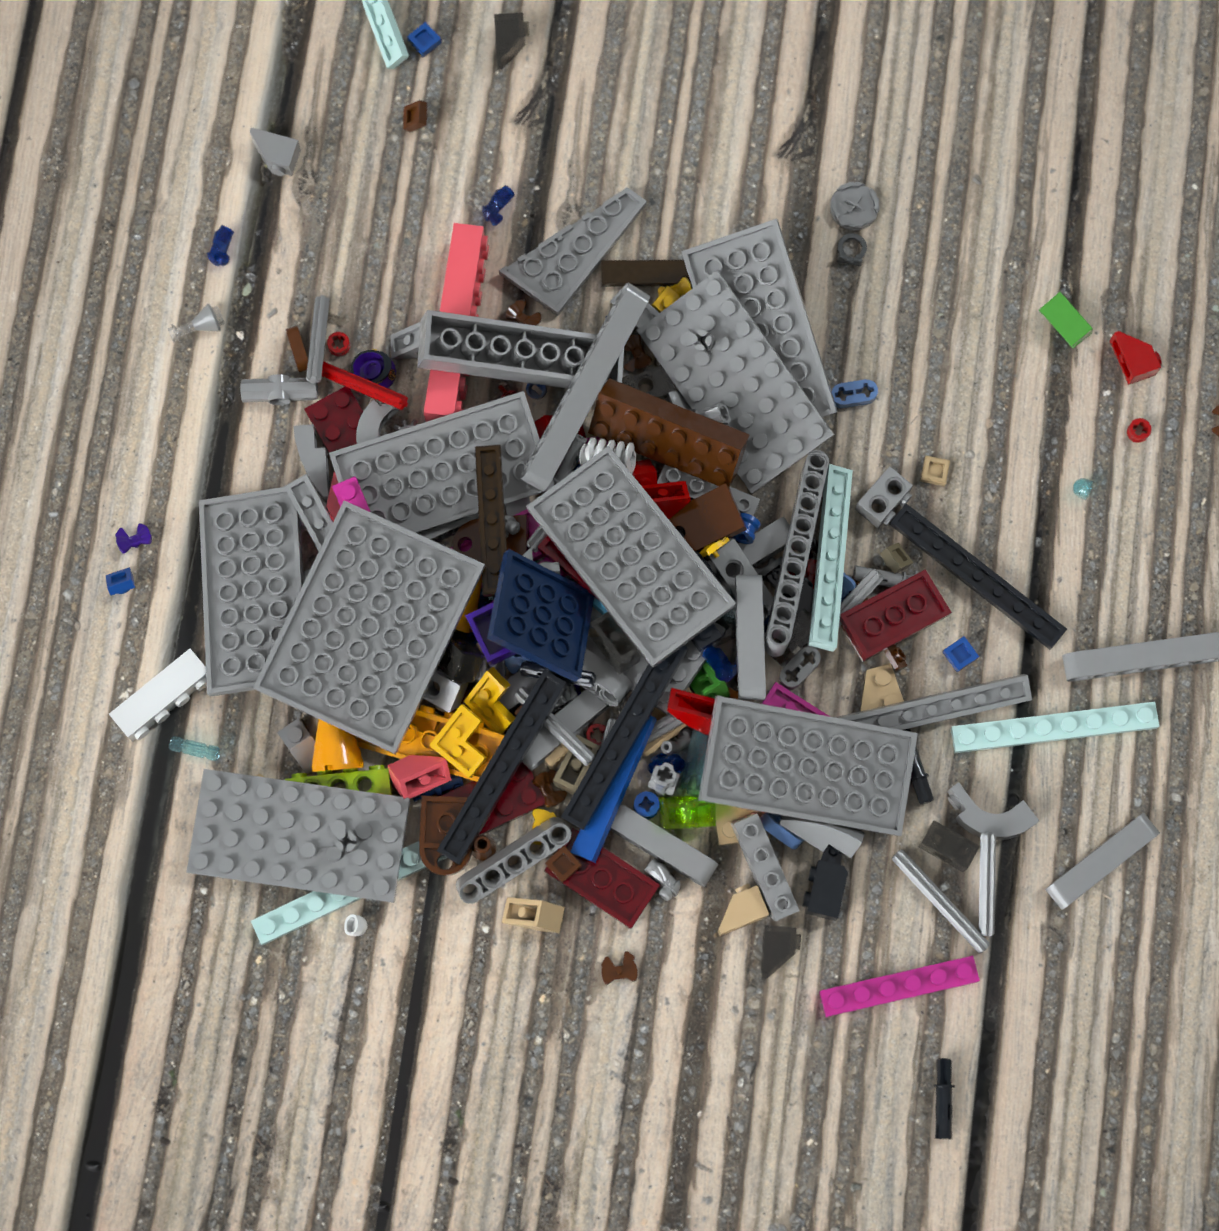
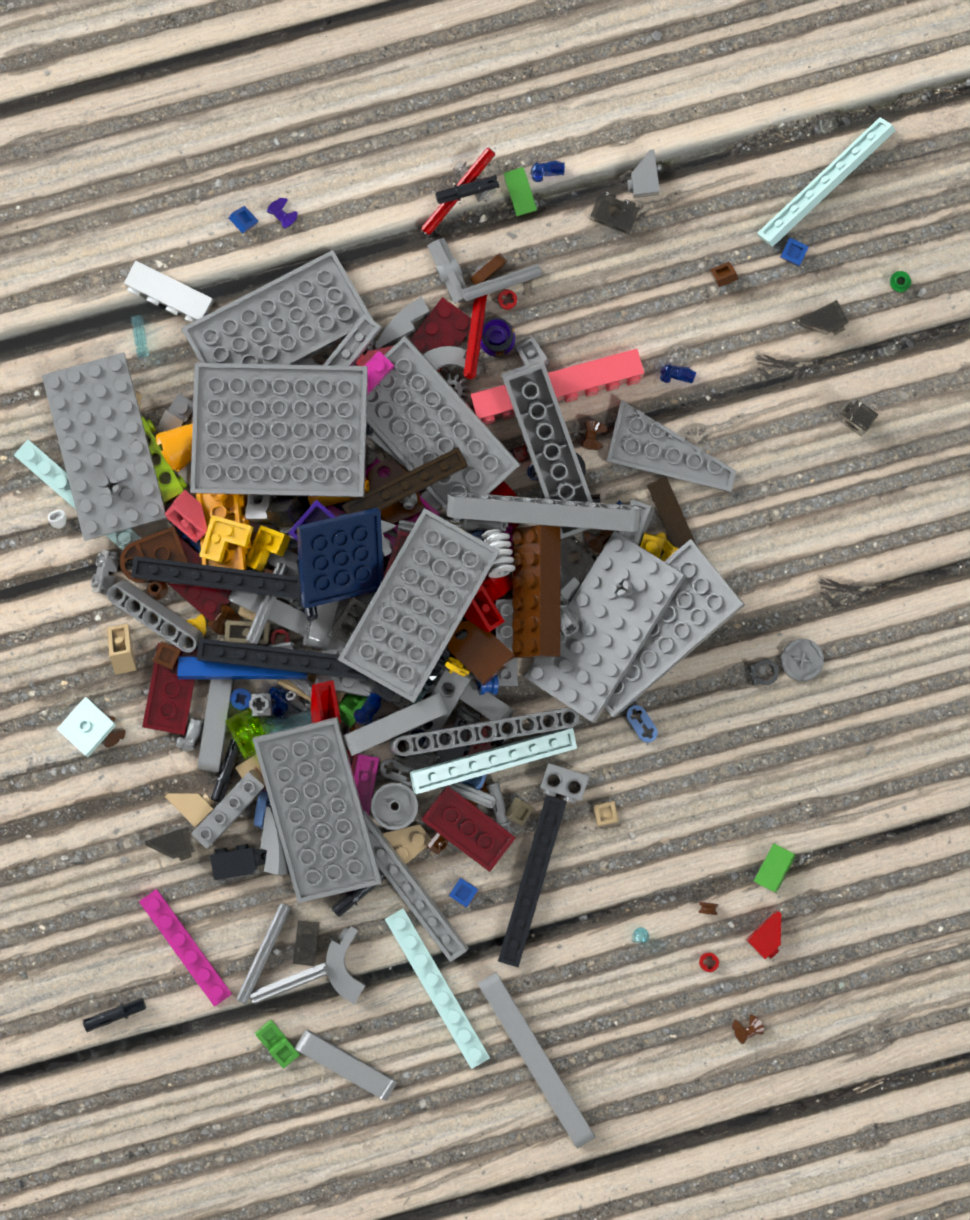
camera: 65 degrees right, 10 degrees up
(199, 343) = (470, 176): none -> red axle
(202, 328) = (467, 189): none -> black axle
(229, 282) = (519, 191): none -> bright green slope
(295, 210) = (621, 223): none -> clear smoke brick
(428, 891) = (105, 563): none -> light grey hinge
(604, 991) = (86, 727): none -> light aqua plate
(626, 42) = (858, 417): none -> clear smoke brick
(720, 856) = (226, 772): none -> black axle
(851, 687) = (391, 818): none -> light grey wheel
(1048, 928) = (277, 1043): none -> bright green slope
(1081, 405) = (708, 908): none -> reddish brown bush

